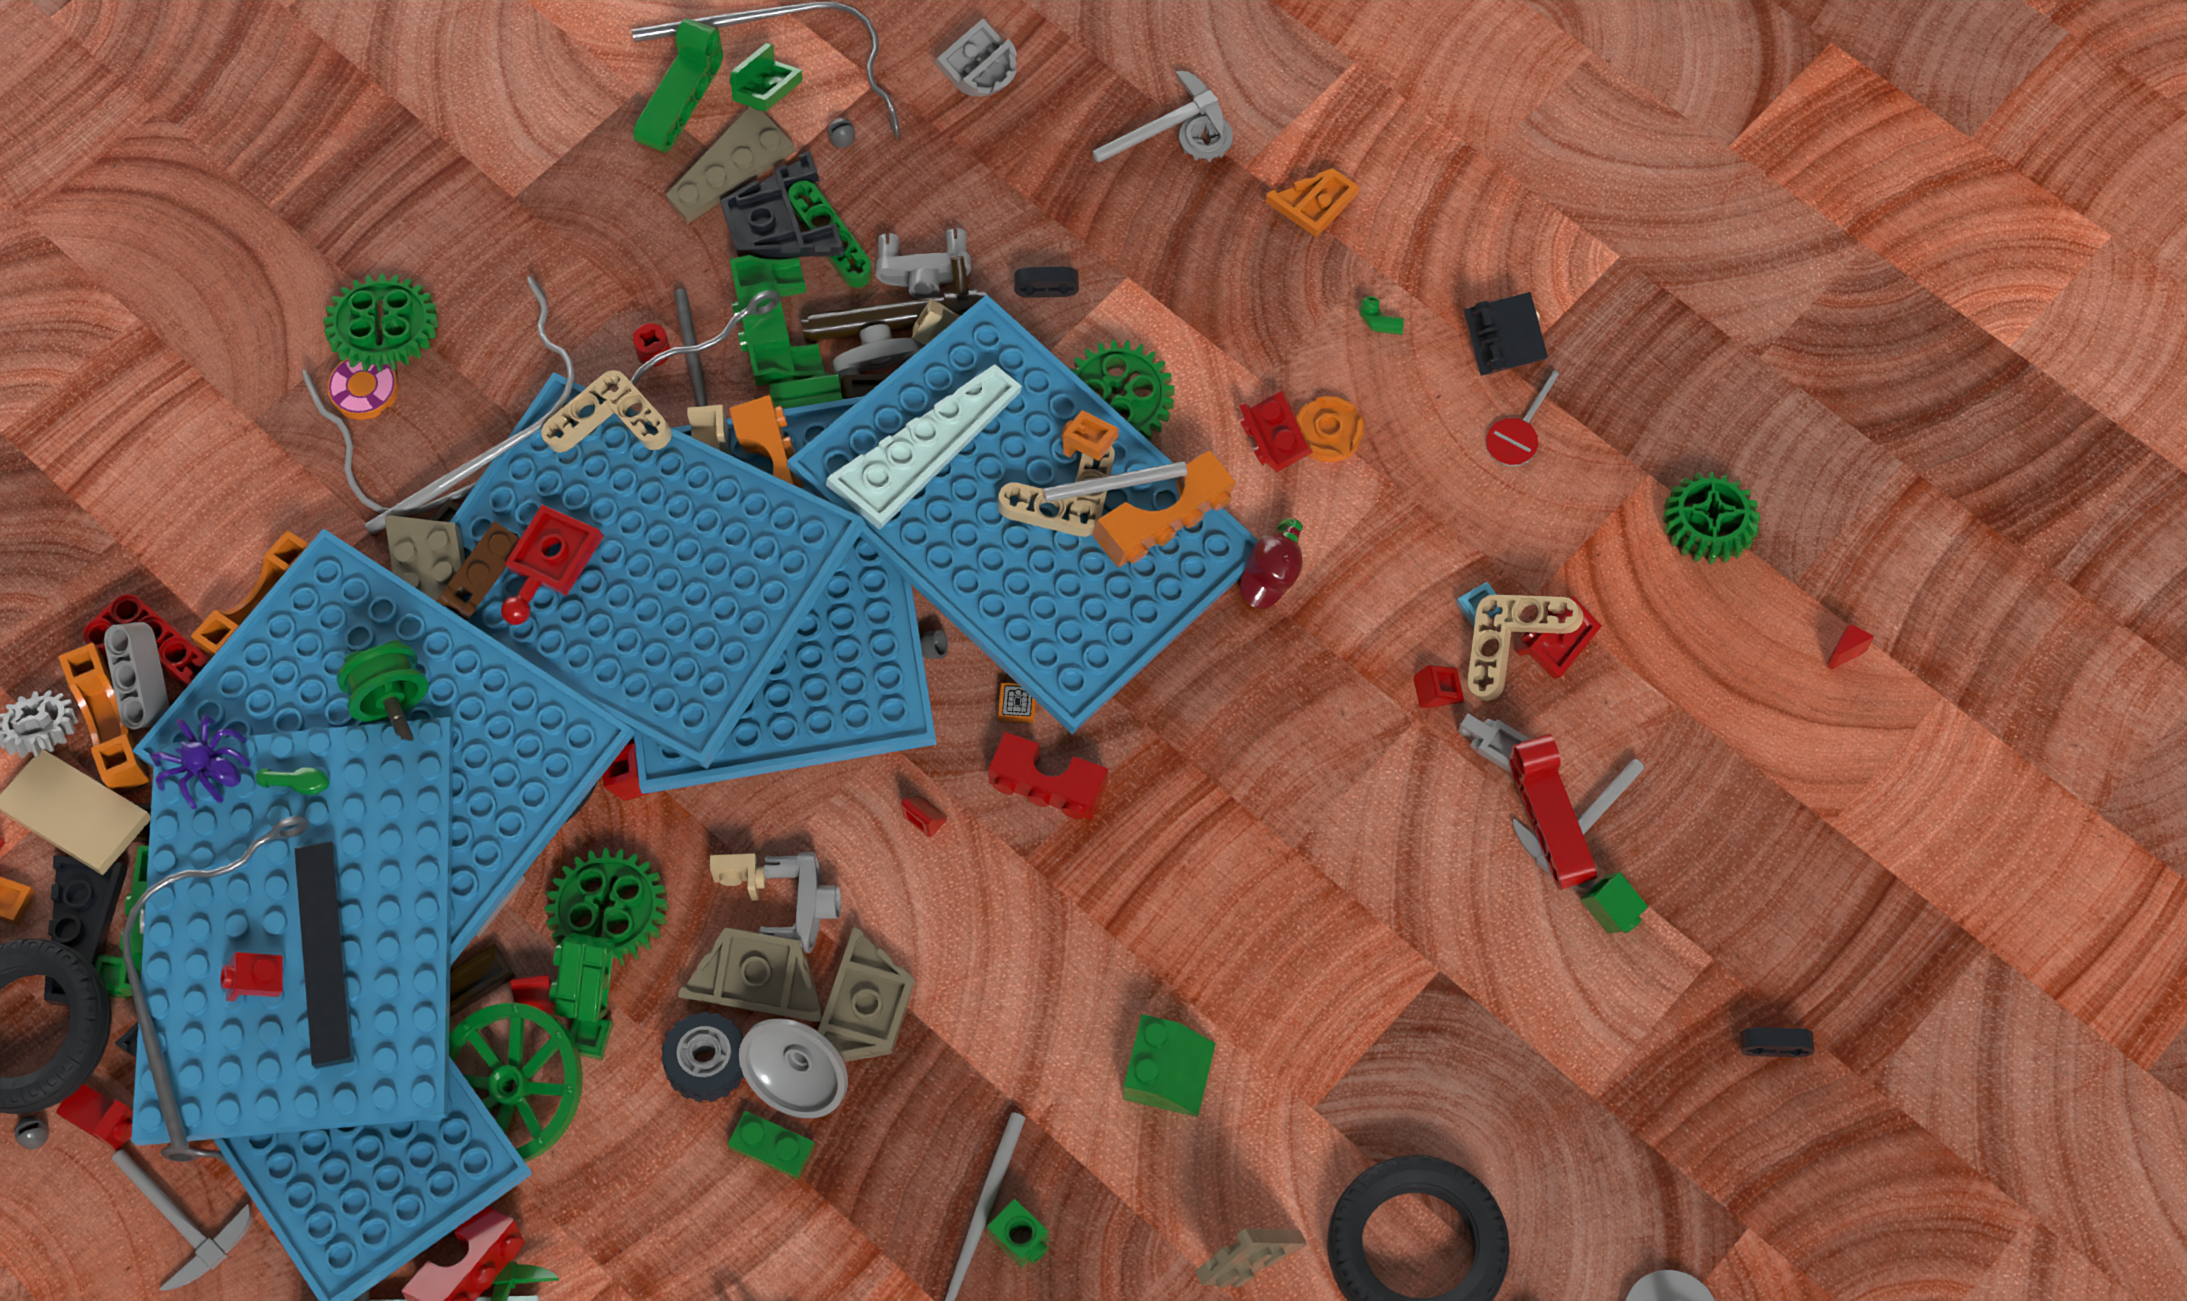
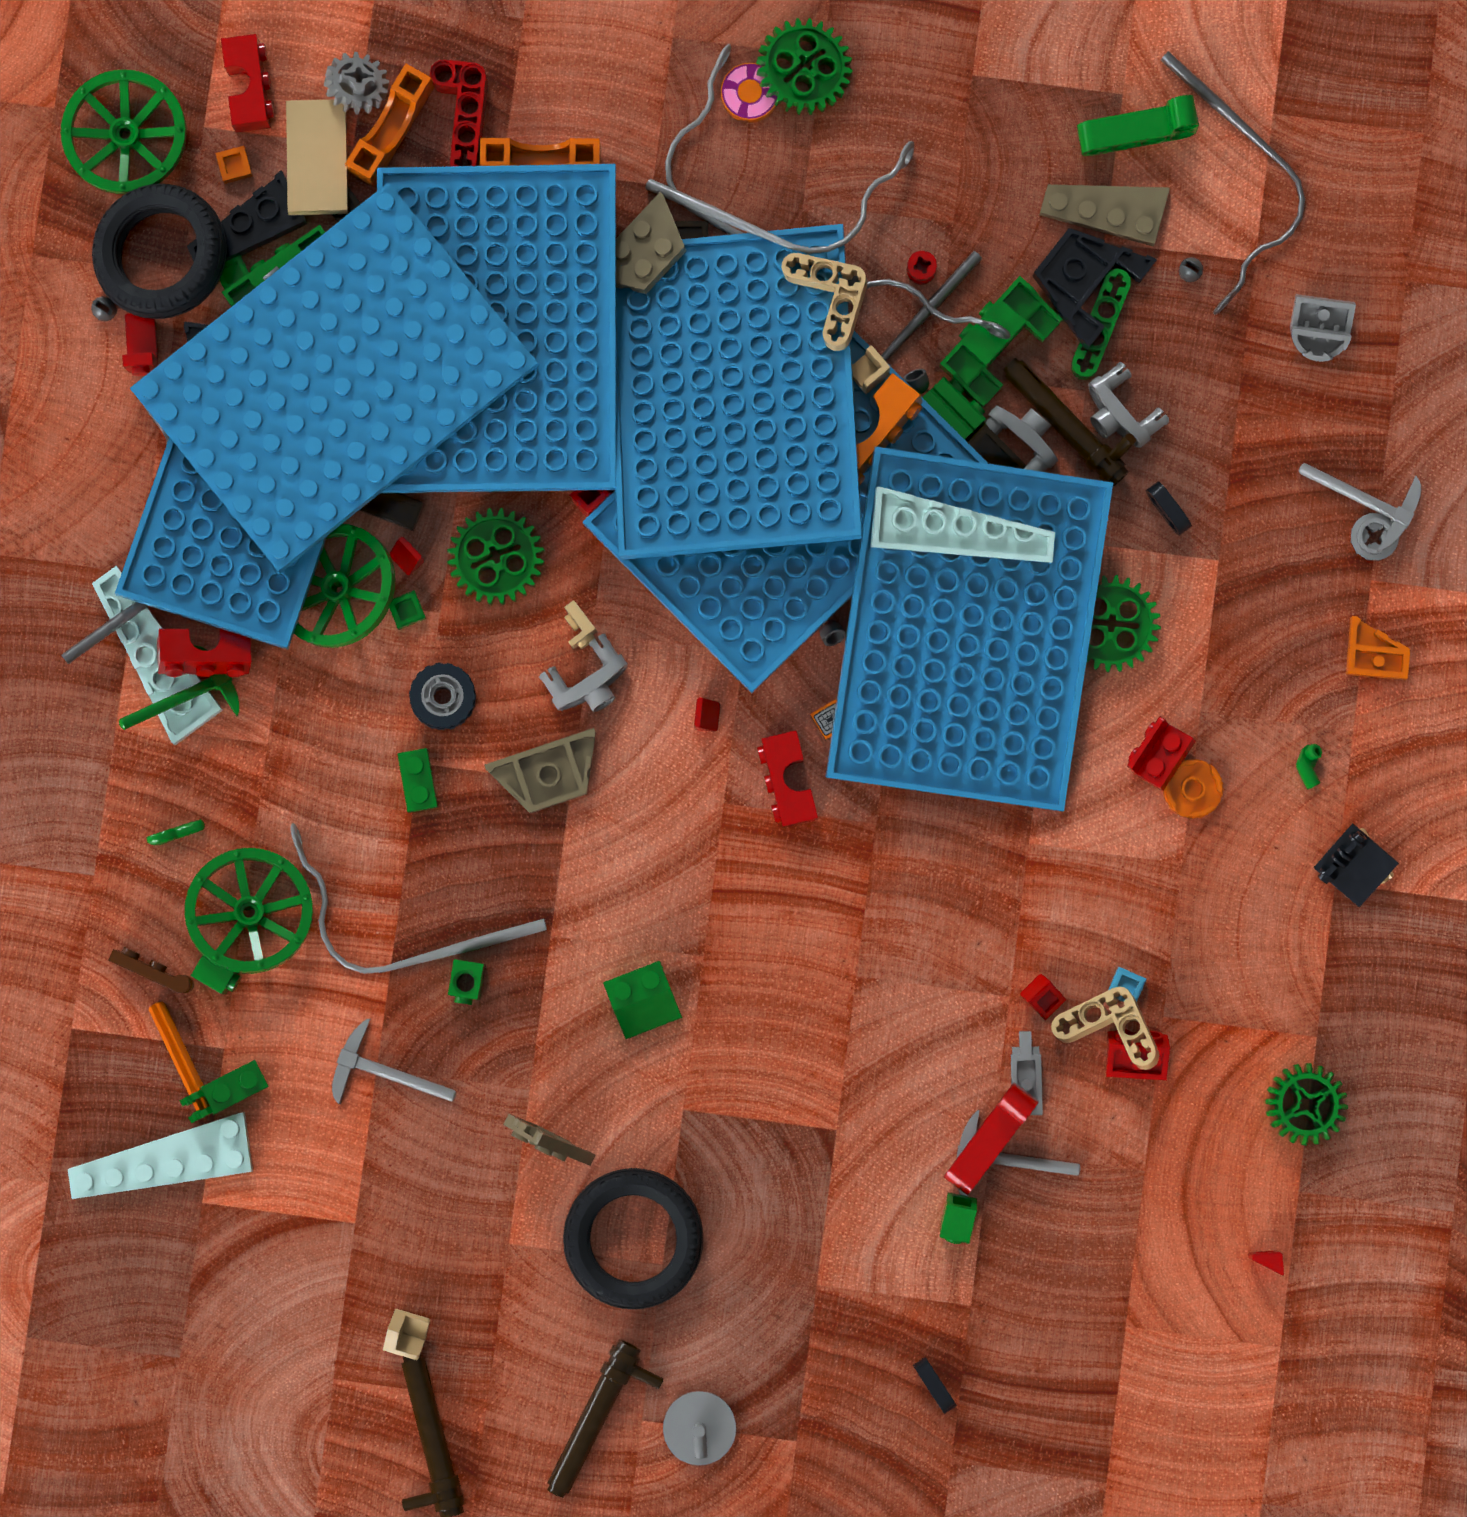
camera: 60 degrees right, 20 degrees up
(136, 674) = (431, 123): light grey beam -> none
(153, 1050) = (193, 352): flat silver piece -> none
(201, 761) = (393, 225): dark purple animal -> none
(209, 1252) = (110, 480): light grey piece -> none
(252, 975) = (276, 381): red bracket -> none
(303, 780) = (426, 304): green piece -> none
(324, 955) = (323, 413): black tile -> none
(383, 684) = (524, 305): green wheel -> none
(479, 570) = (659, 294): reddish brown plate -> none
(554, 572) = (688, 324): red plate -> none
(582, 977) = (435, 581): green brick -> none
(756, 975) = (517, 689): dark tan wing -> none
(762, 81) = (1189, 184): green bracket -> none
(793, 1068) = (468, 763): light grey dish -> none
(932, 322) = (1072, 459): tan panel -> none
(1087, 504) = (998, 661): tan beam -> none
(1088, 436) = (1046, 636): orange bracket -> none
(1115, 481) = (1024, 680): light grey bar -> none
(1130, 531) = (1069, 736): orange arch -> none
(1273, 565) = (1054, 823): dark red hair -> none
(1514, 440) = (1276, 923): red piece -> none

